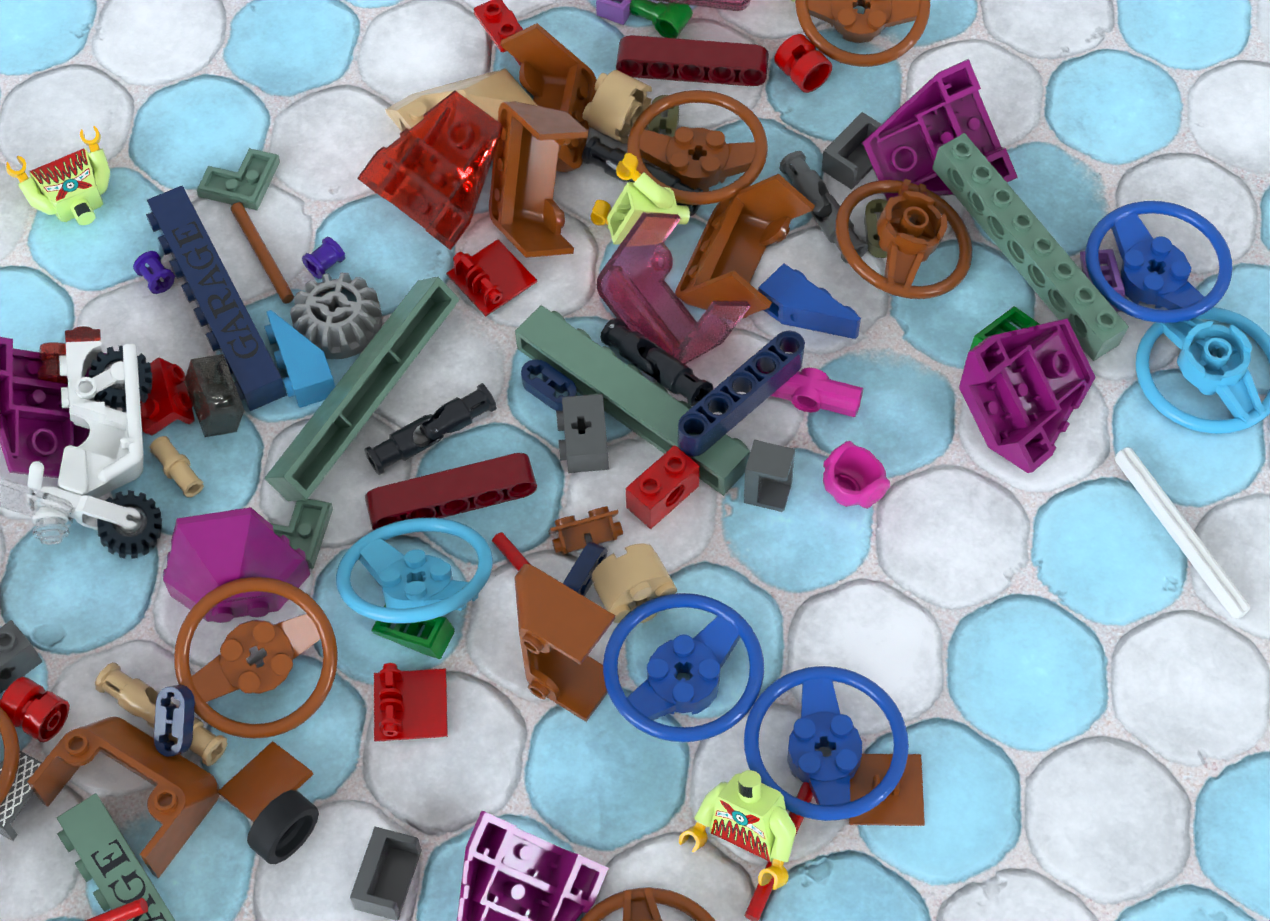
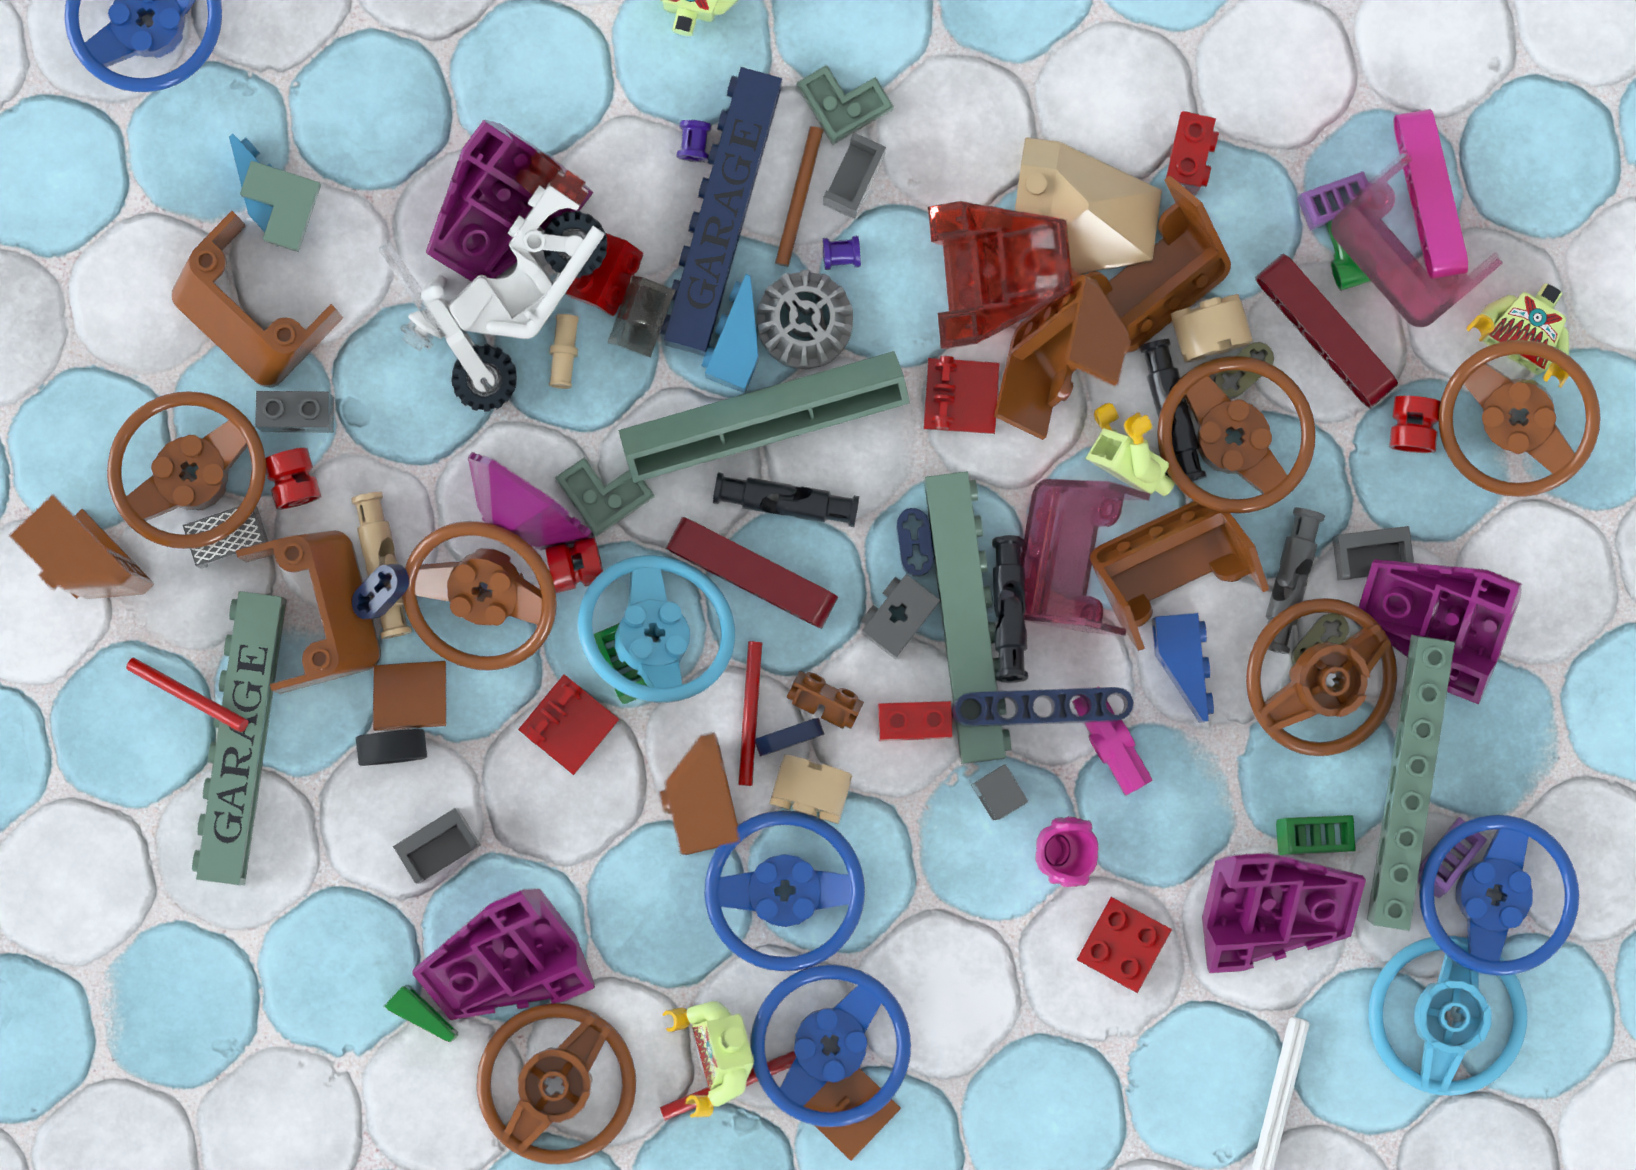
camera: 35 degrees right, 25 degrees up
(288, 207) = (854, 176): none -> dark grey panel
(316, 580) = (562, 567): none -> red wheel
(957, 505) = (1124, 944): none -> red hinge

